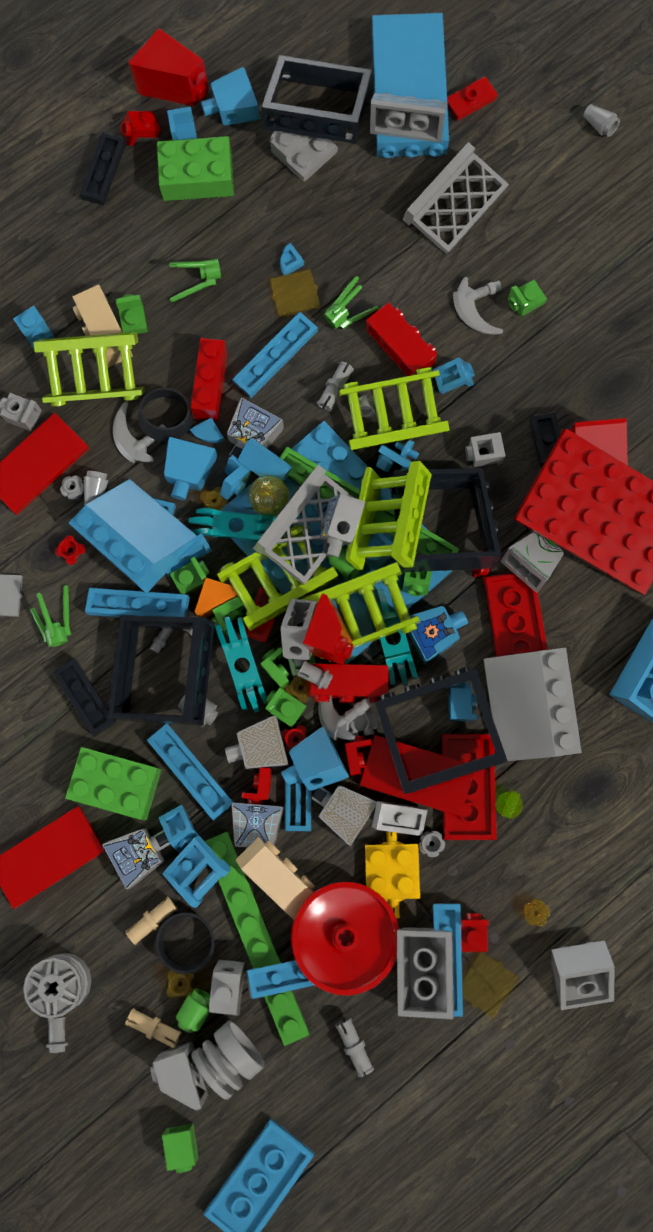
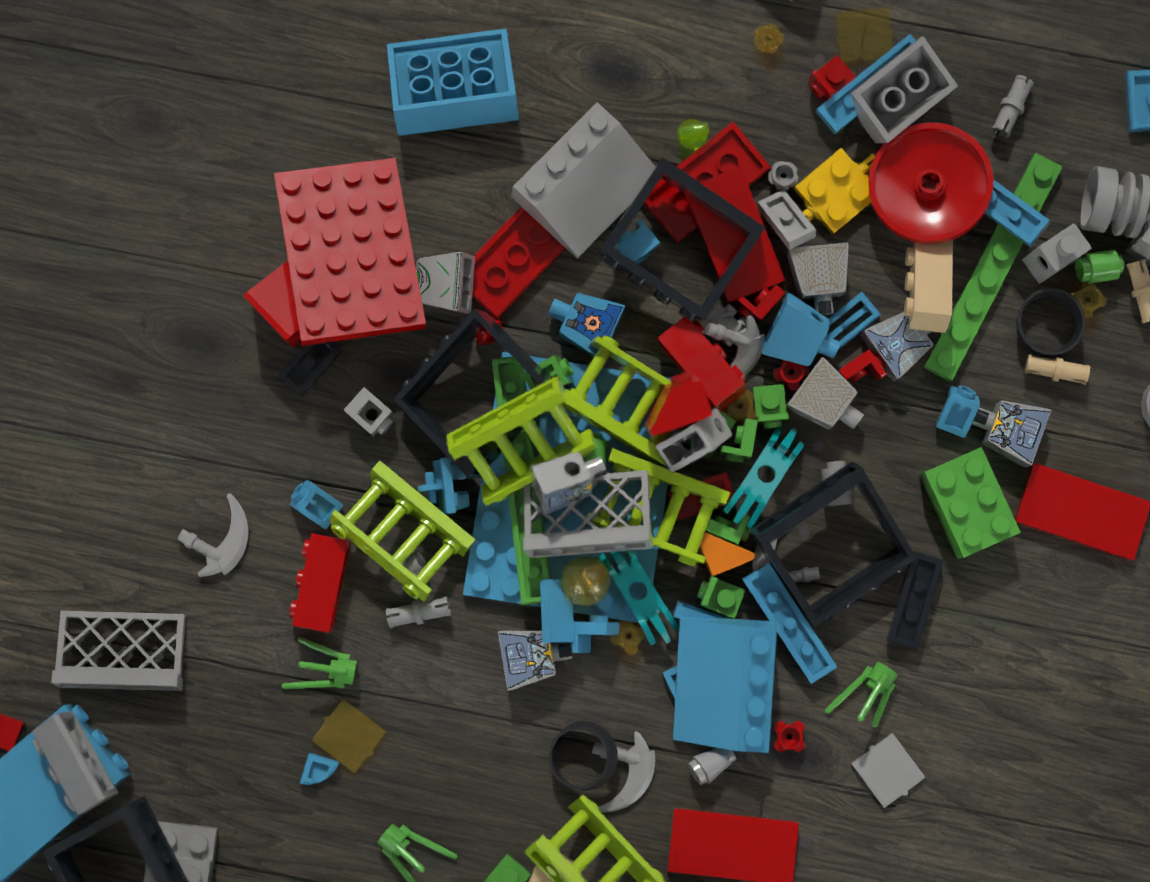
camera: 135 degrees left, 5 degrees up
(74, 493) = (735, 789): light grey plate -> none
(187, 466) = (617, 689): dark azure torso -> none
(189, 865) = (983, 373): dark azure plate -> none
(190, 771) = (900, 443): dark azure plate -> none
(207, 432) = (564, 701): dark azure tile -> none
(209, 379) = (511, 741): red brick -> none
(275, 355) = (432, 698): dark azure plate -> none
(315, 675) = (725, 391): light grey pin -> none
(398, 652) = (636, 342): teal piece -> none
(526, 298) = (174, 497): bright green bracket -> none

